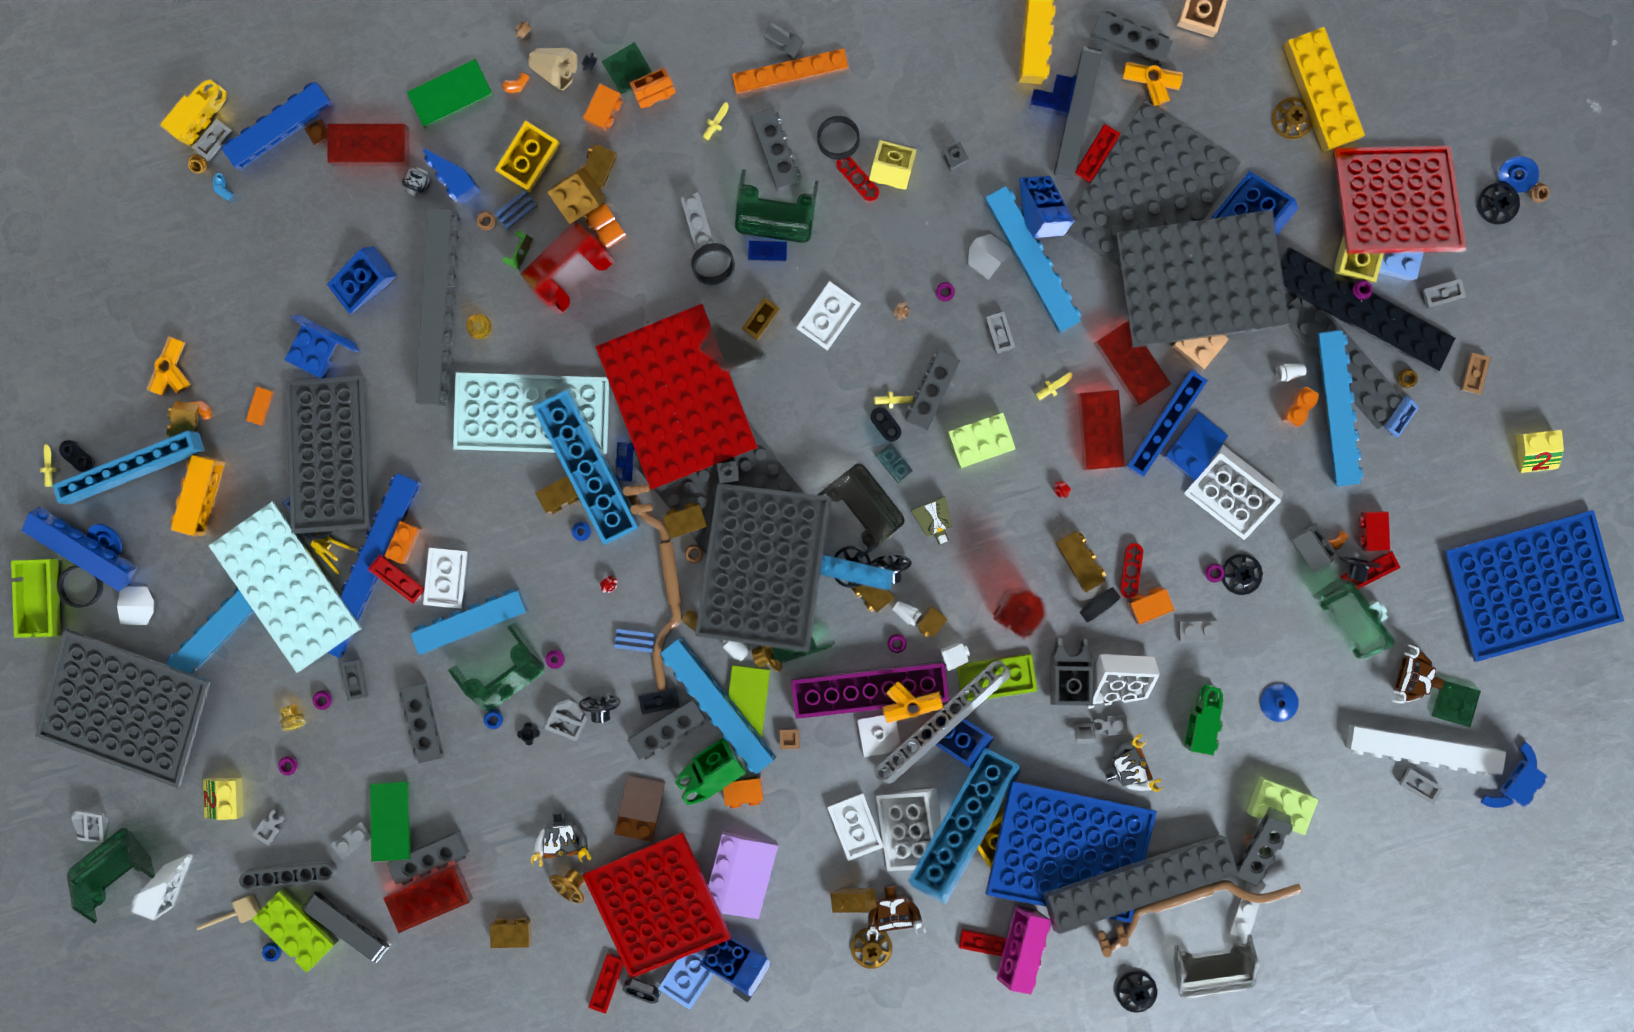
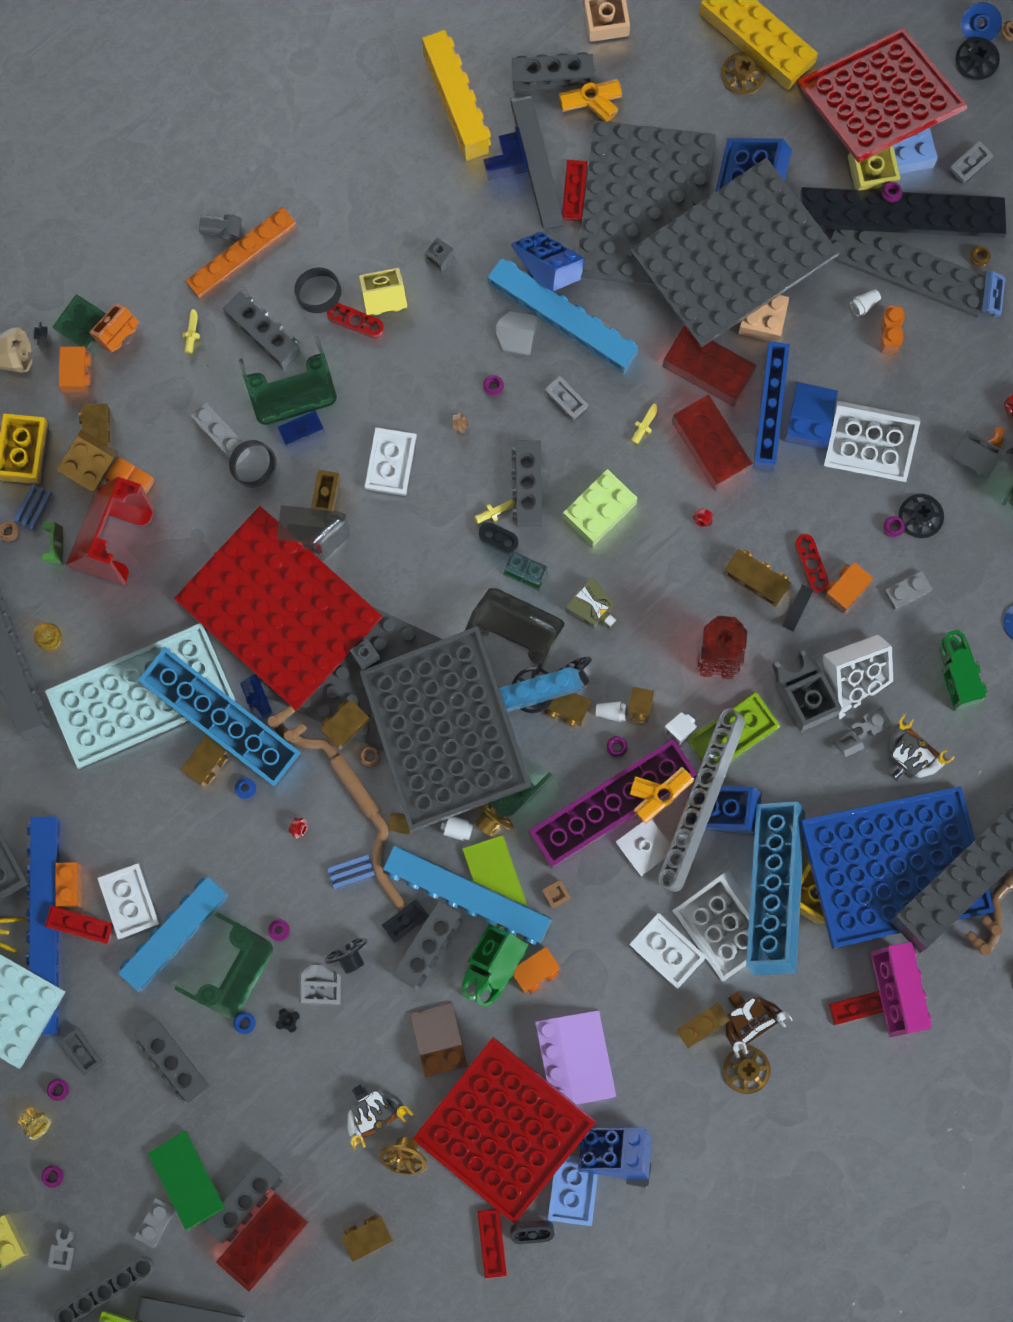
camera: 25 degrees left, 10 degrees down
(1339, 407) = (929, 312): dark azure brick -> none

